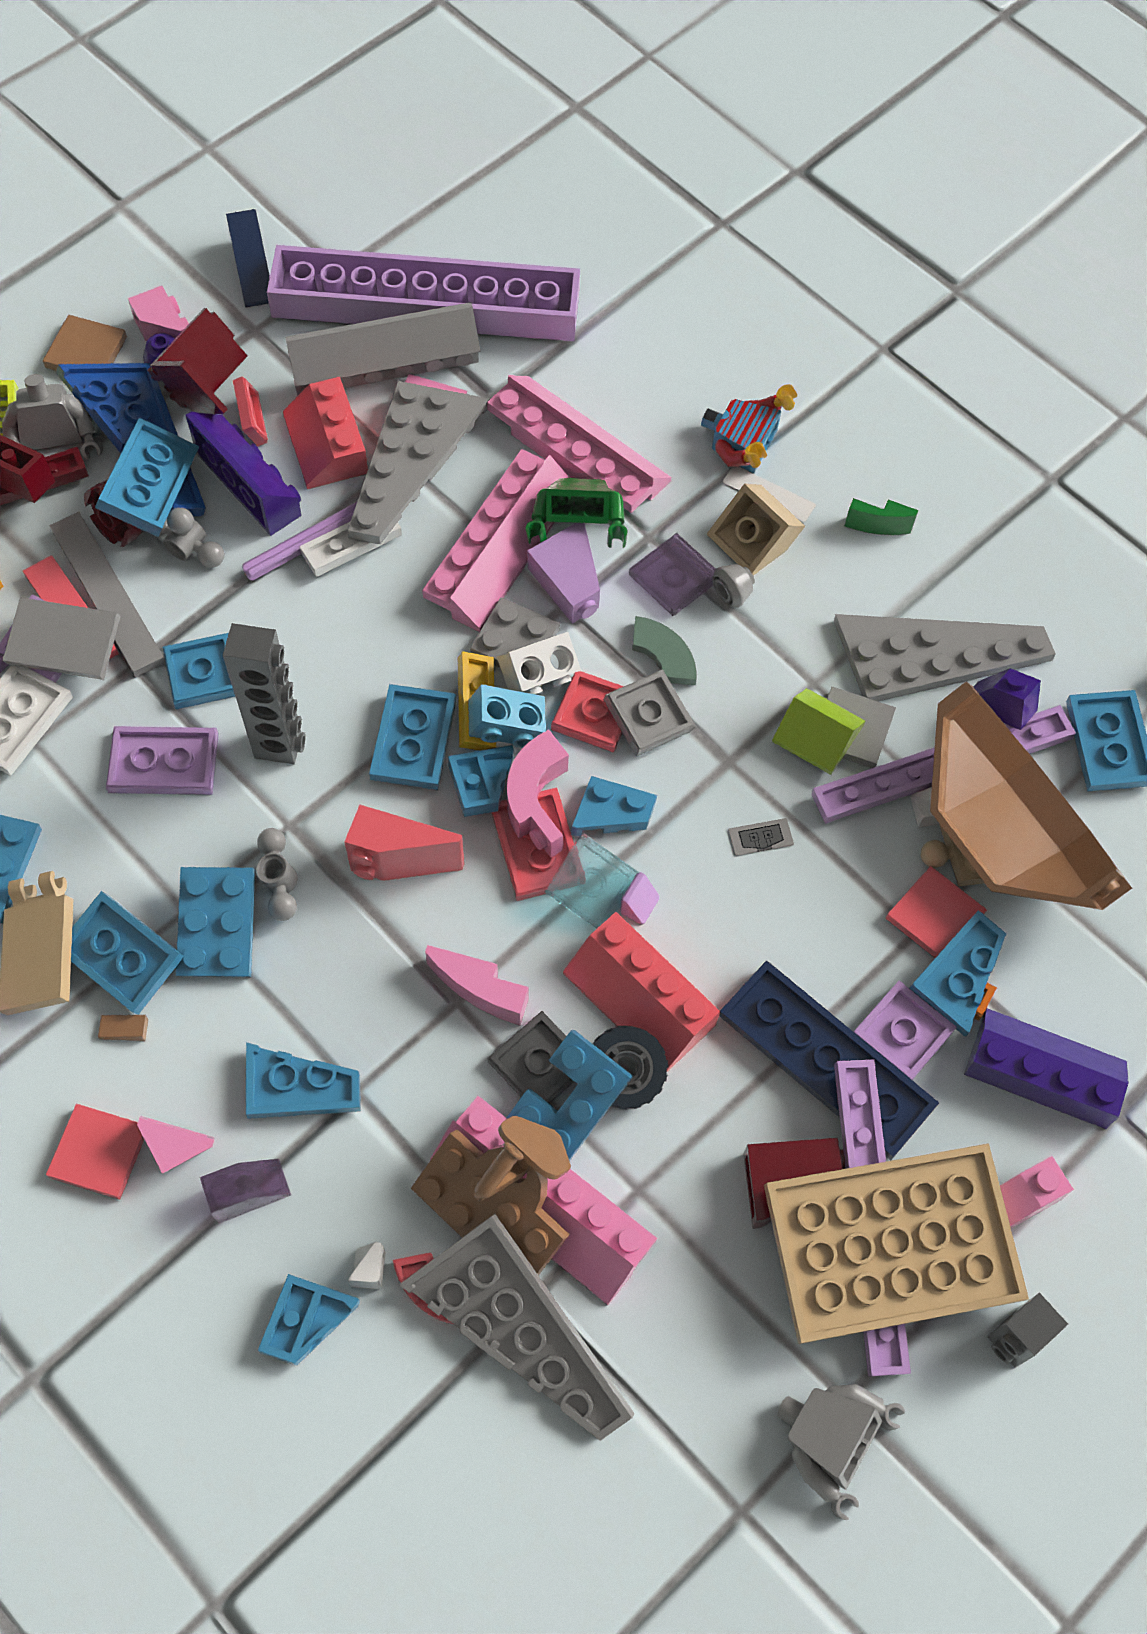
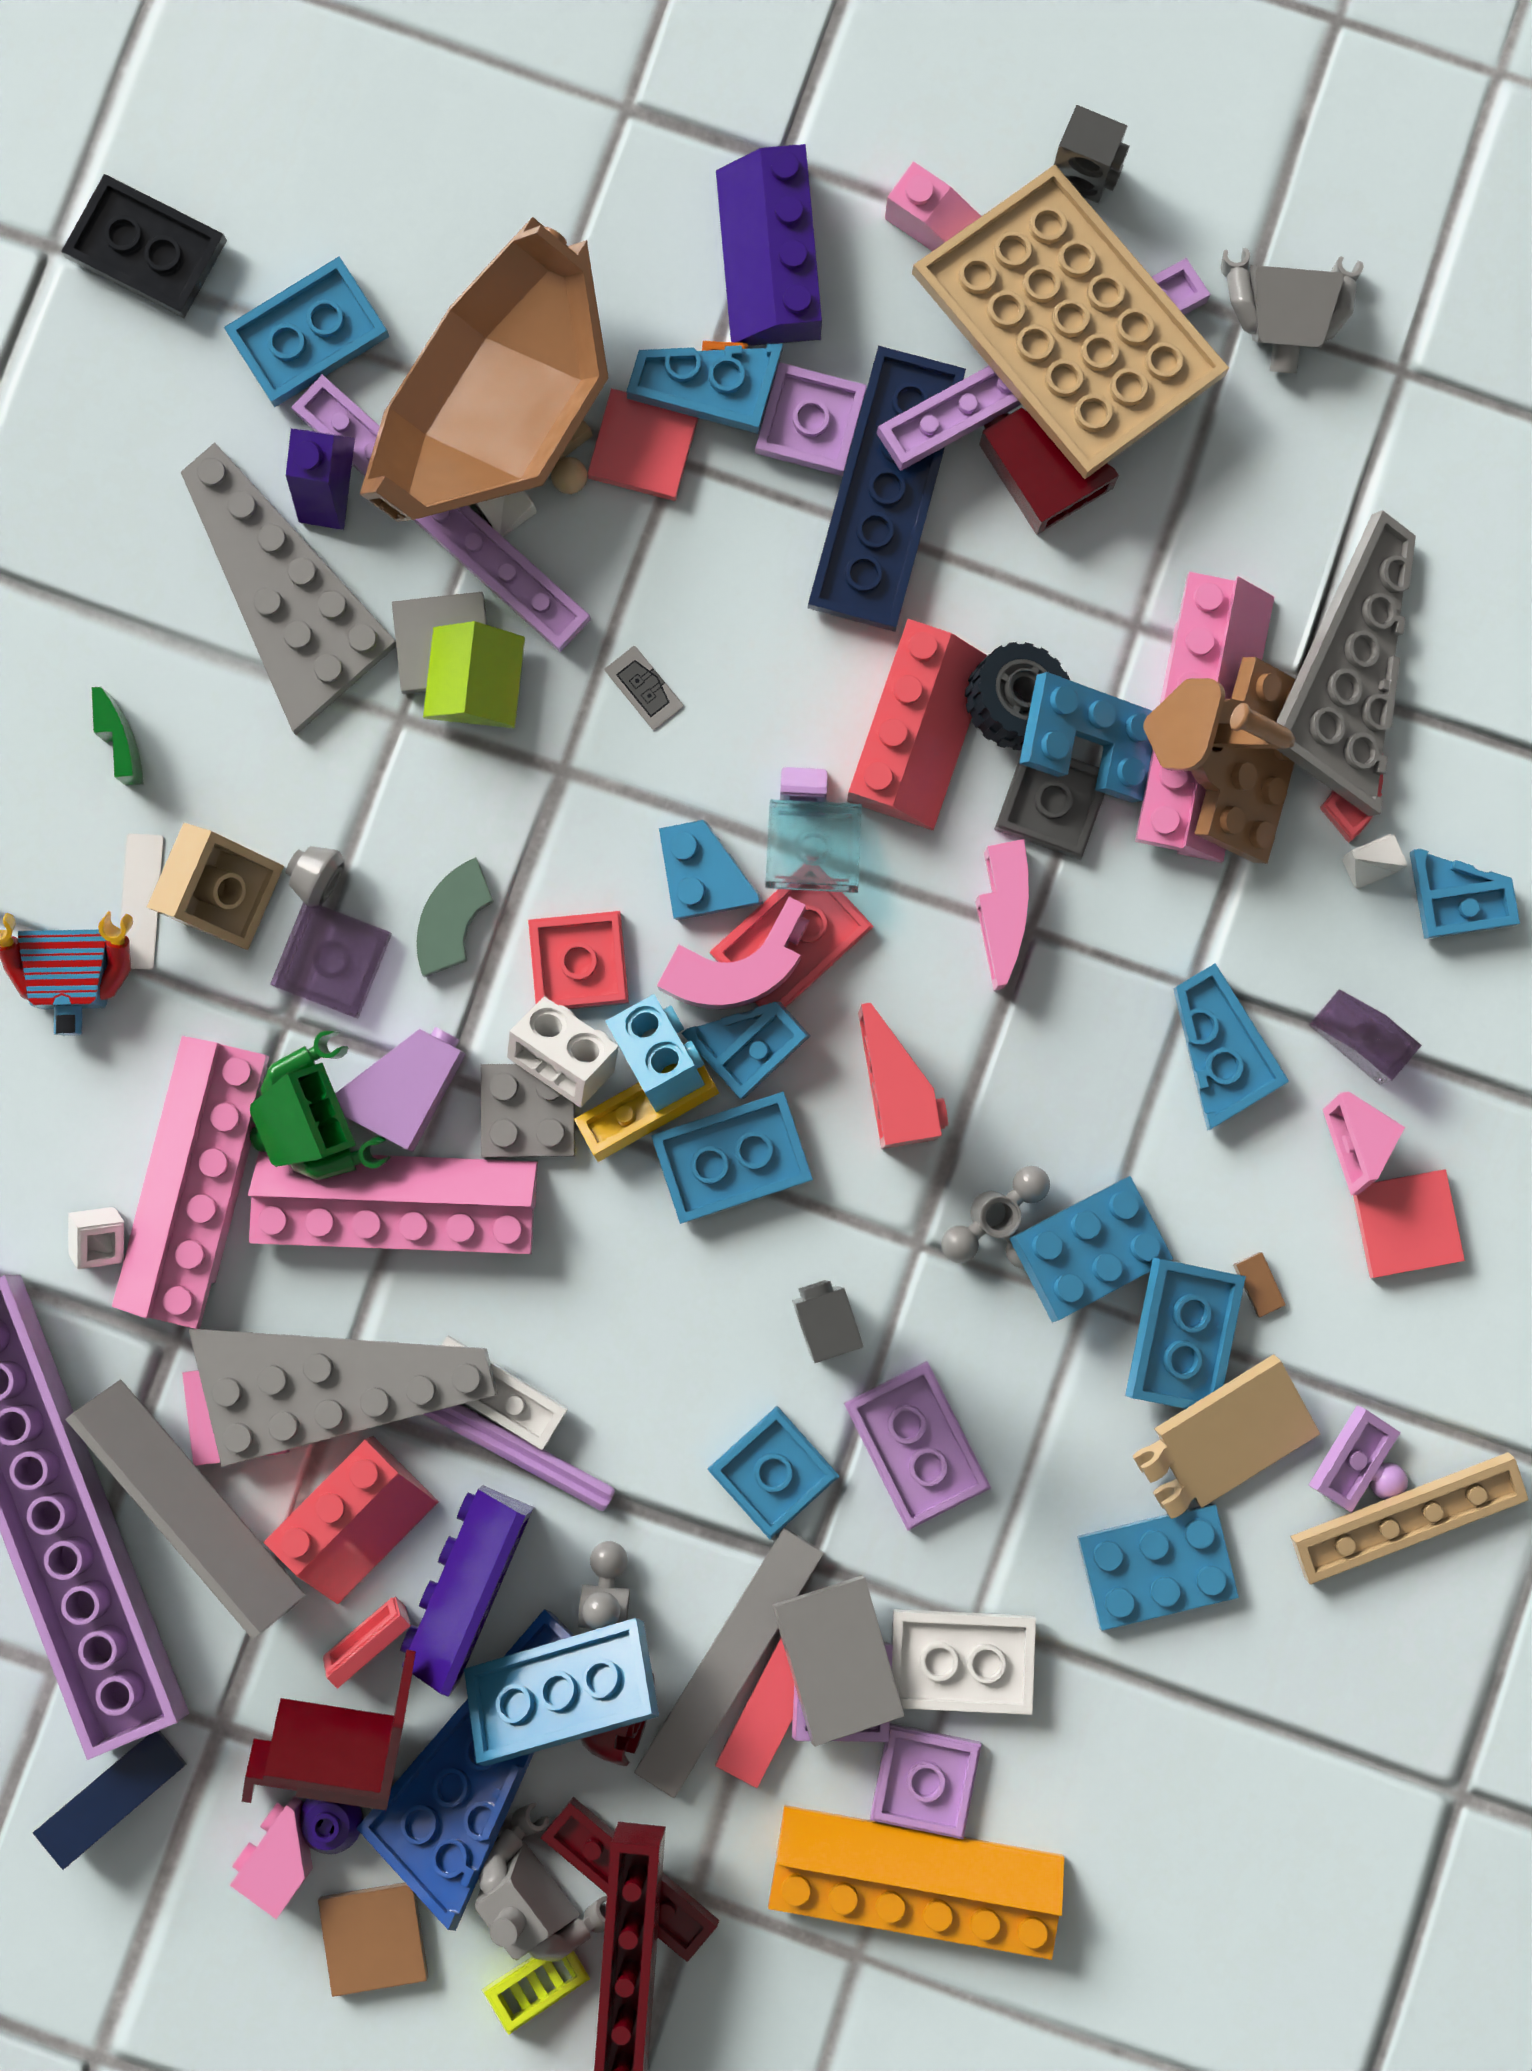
camera: 115 degrees left, 20 degrees up
(573, 383) = (95, 1238): none -> slope
(649, 712) = (552, 890): light grey tile -> none

